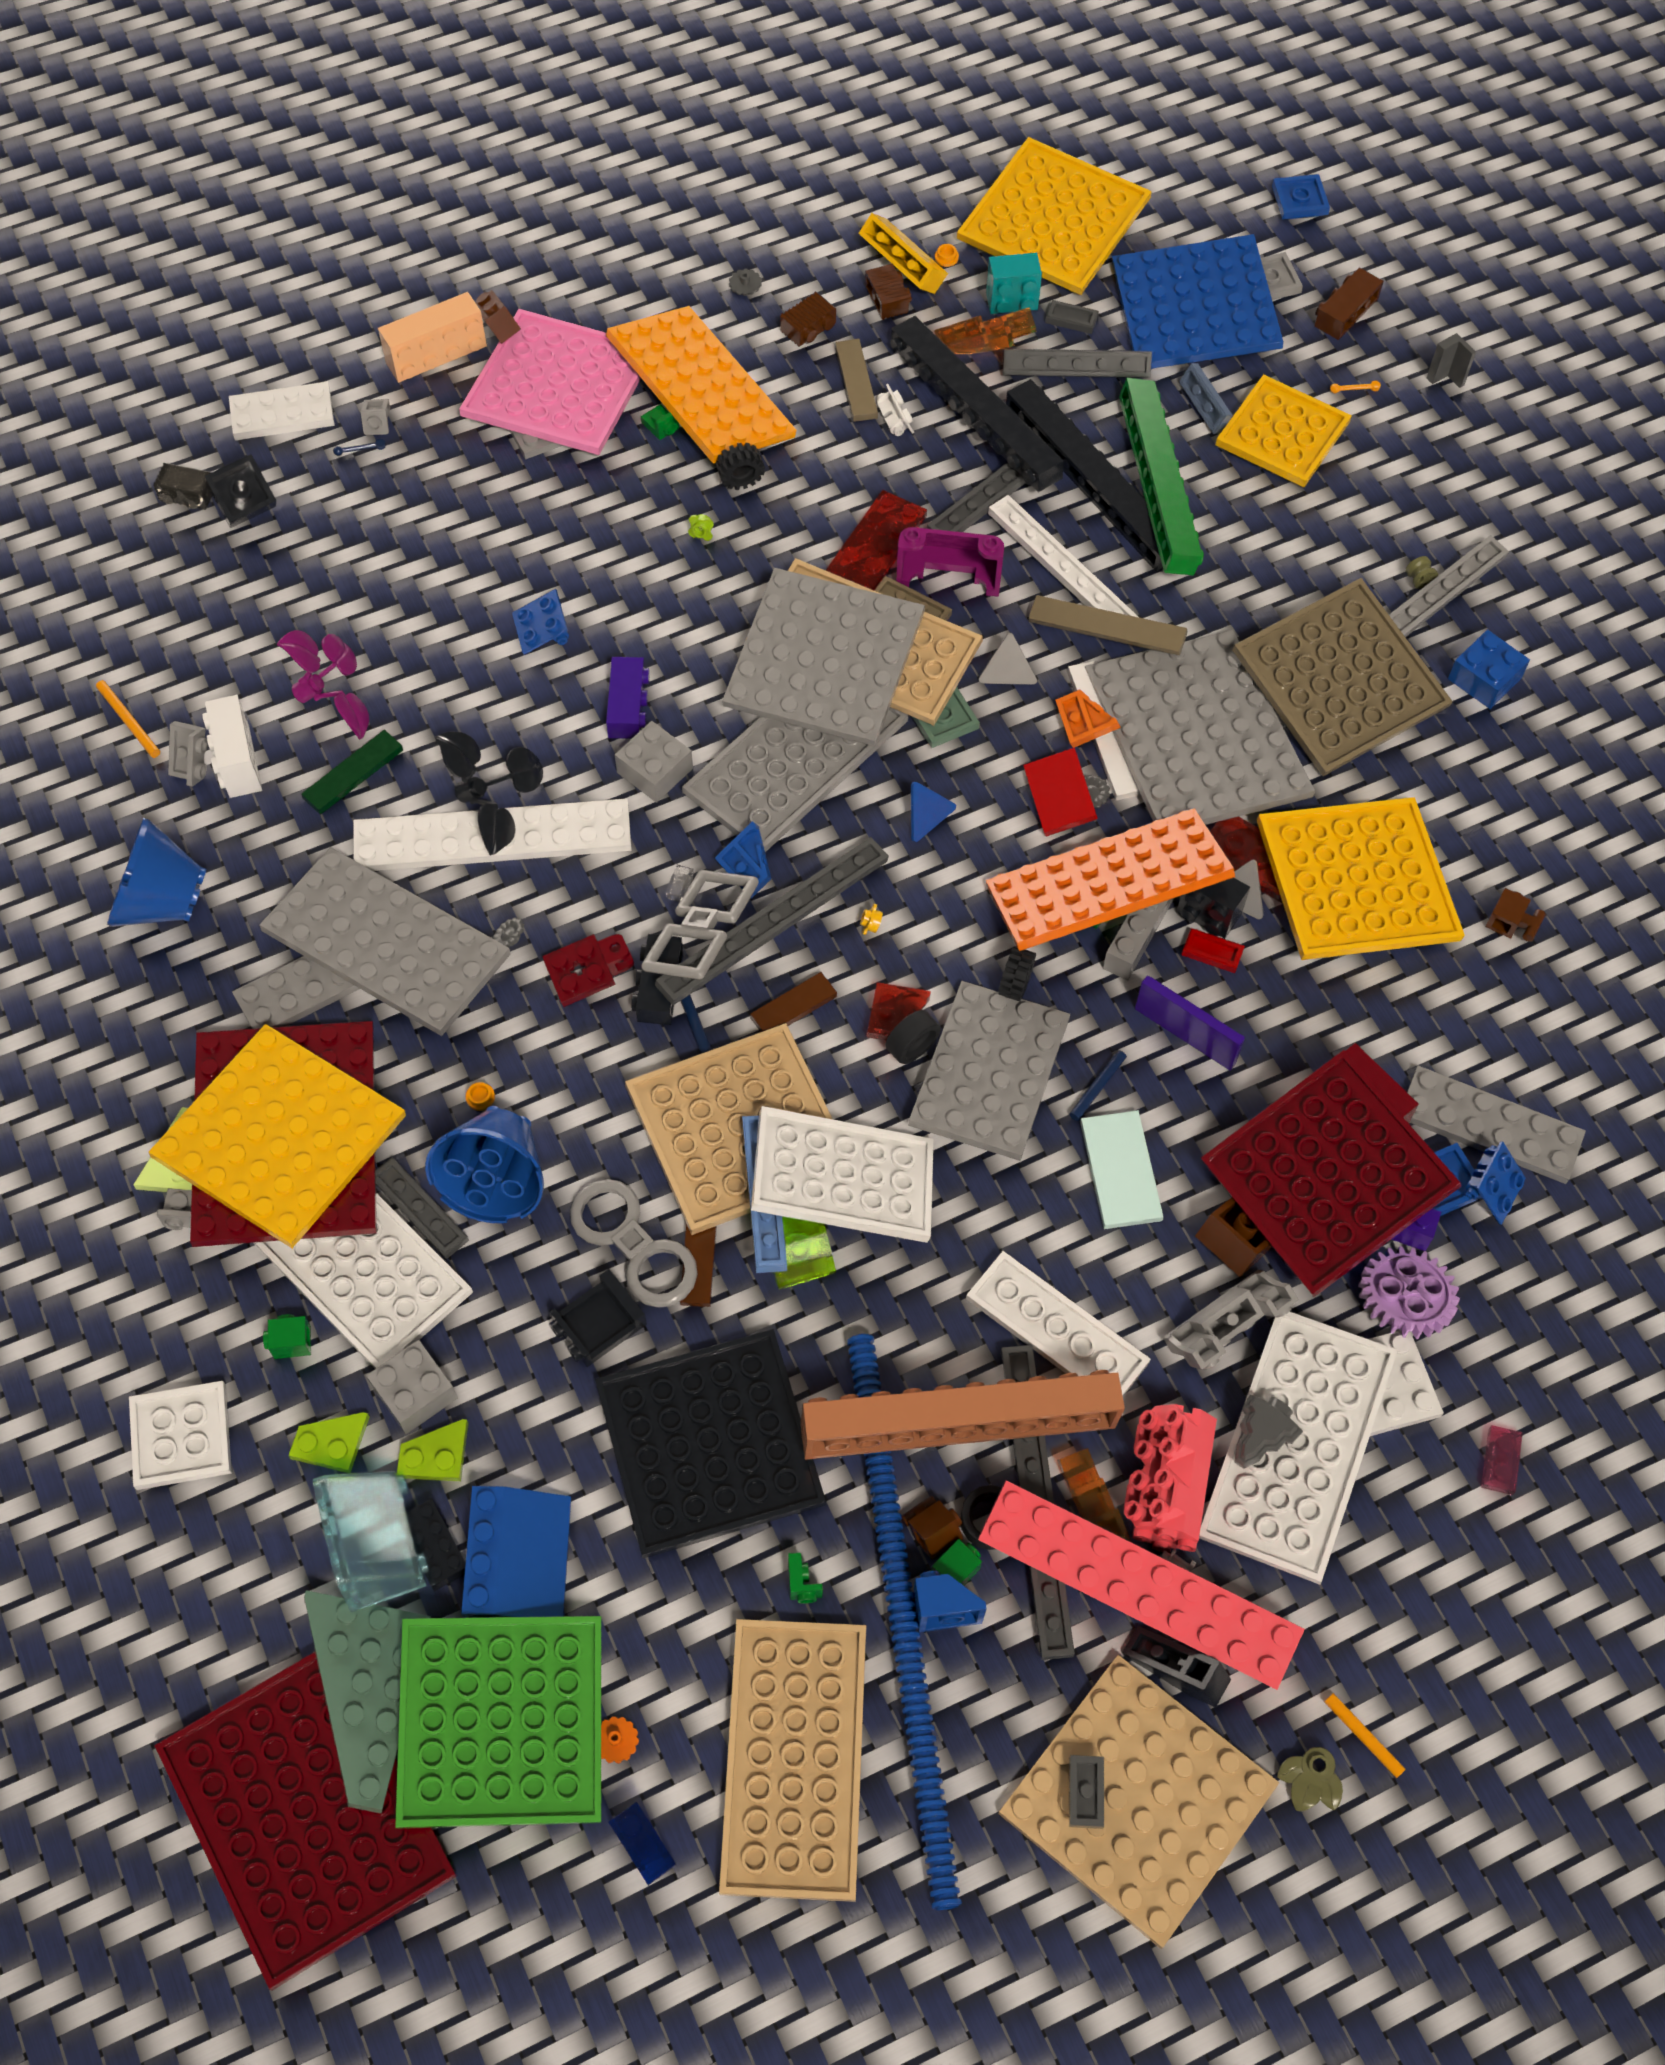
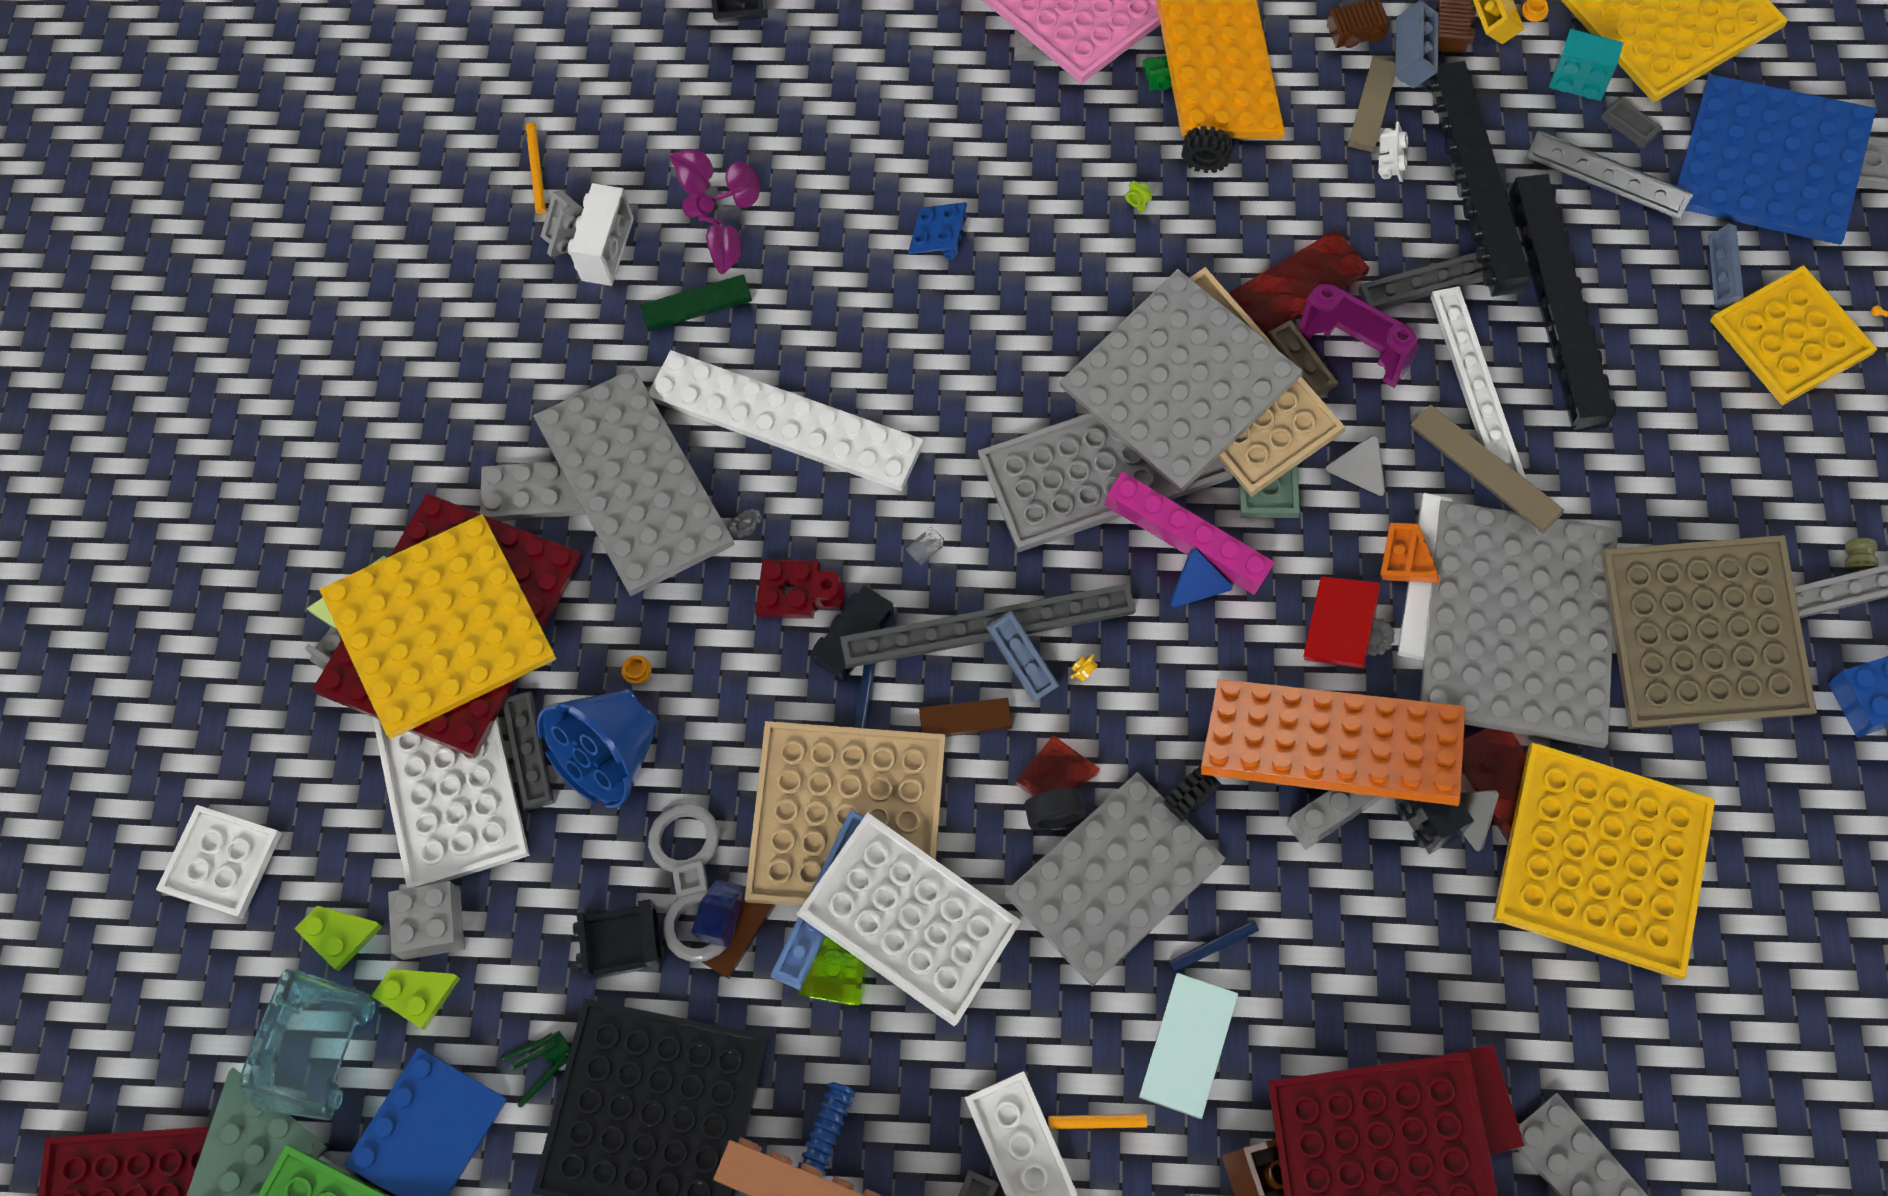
camera: 35 degrees right, 5 degrees up
(156, 882) = (464, 333): blue cone -> none
(288, 1337) = (352, 817): green brick -> none
(435, 1541) = (365, 1078): black piece -> none
(460, 756) = (777, 336): black plant -> none
(588, 1434) = (552, 1048): none -> dark green plant
(627, 697) = (975, 338): dark purple brick -> none
(654, 761) = (965, 413): light grey brick -> none
(678, 1251) = (718, 913): none -> clear blue slope
(700, 924) = (913, 599): light grey bar -> none
(746, 856) = (997, 553): blue wing -> none
(816, 931) = (1022, 656): none -> sand blue tile
(868, 317) = (1416, 44): none -> sand blue brick
(896, 772) = (1188, 531): none -> dark pink brick
(991, 335) = (1522, 107): clear orange slope -> none
(1083, 1261) = (1097, 1121): none -> light orange bar
(1160, 477) = (1626, 335): green brick -> none
(1189, 1023) = (1337, 930): dark purple tile -> none
(1213, 950) = (1409, 861): red tile -> none
(1510, 914) = (1751, 977): reddish brown brick -> none

